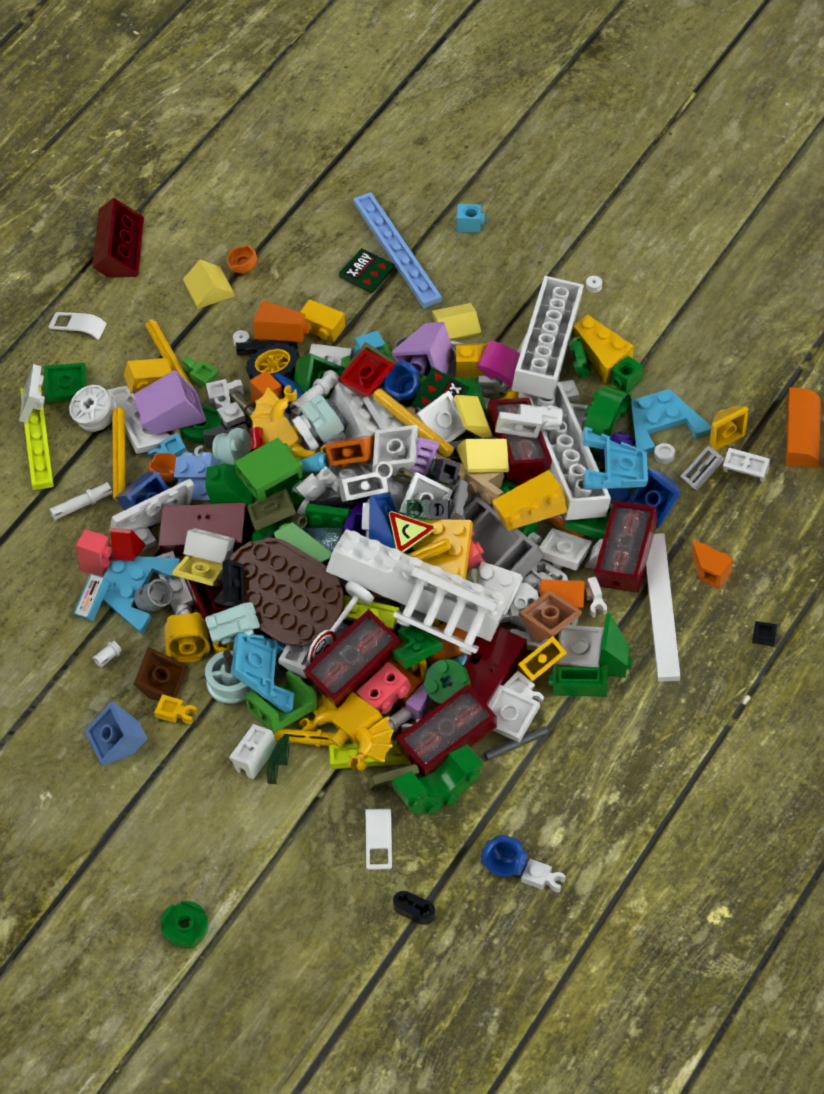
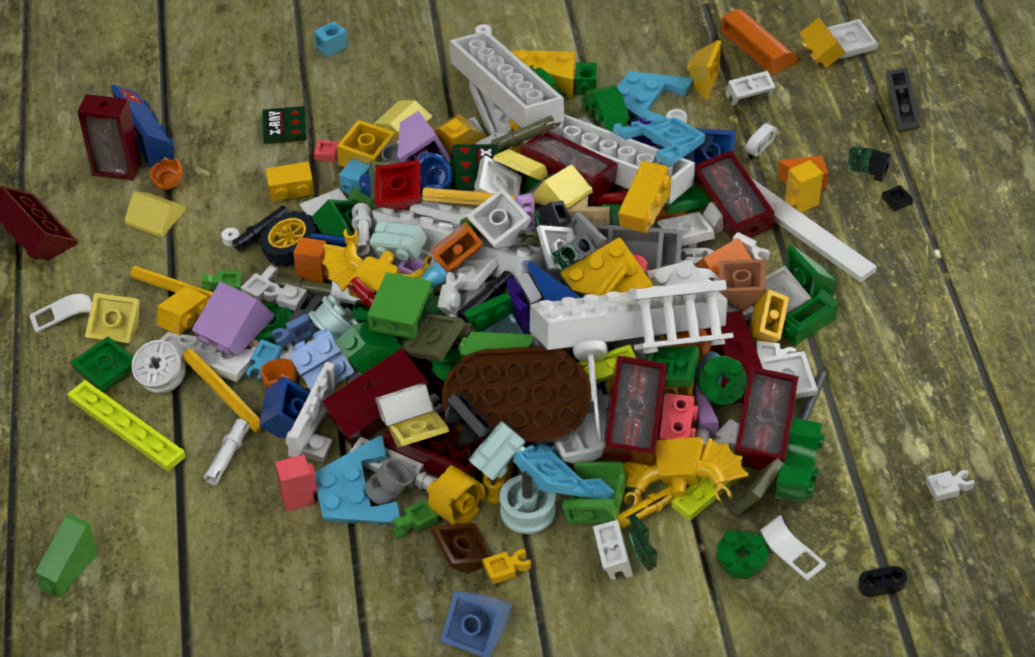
camera: 40 degrees left, 5 degrees down
(31, 396) = (92, 385): white hinge -> none
(92, 597) = (327, 522): slope -> none
(101, 352) = (113, 318): none -> light yellow slope
(105, 655) = (391, 563): white pin -> none
(125, 544) = (319, 454): red slope -> none
(152, 635) = (416, 516): none -> bright green plate
(201, 440) = (298, 330): none -> medium blue plate
(216, 205) = (109, 137): none -> dark red brick
(261, 208) = (149, 134): none -> blue slope
(279, 323) = (259, 201): orange slope -> none
(303, 427) = (397, 256): white plate -> none
(340, 806) = (743, 541): none -> green plate
(365, 485) = (504, 262): white hinge -> none
(375, 311) = (326, 150): none -> coral tile
(396, 322) = (364, 143): none -> yellow brick
(397, 250) = (294, 94): light blue plate -> none
(407, 530) = (576, 277): piece -> none
(499, 361) = (486, 121): dark pink slope -> none
(500, 390) = (514, 138): none -> olive pin
(504, 856) = (911, 486): blue hair -> none
(529, 421) = (573, 141): white plate -> none
(687, 574) = (804, 186): none -> yellow brick
(707, 514) = (761, 140): none -> white beam
(717, 460) = (719, 126): light grey tile -> none
(774, 588) = (869, 161): none -> leg

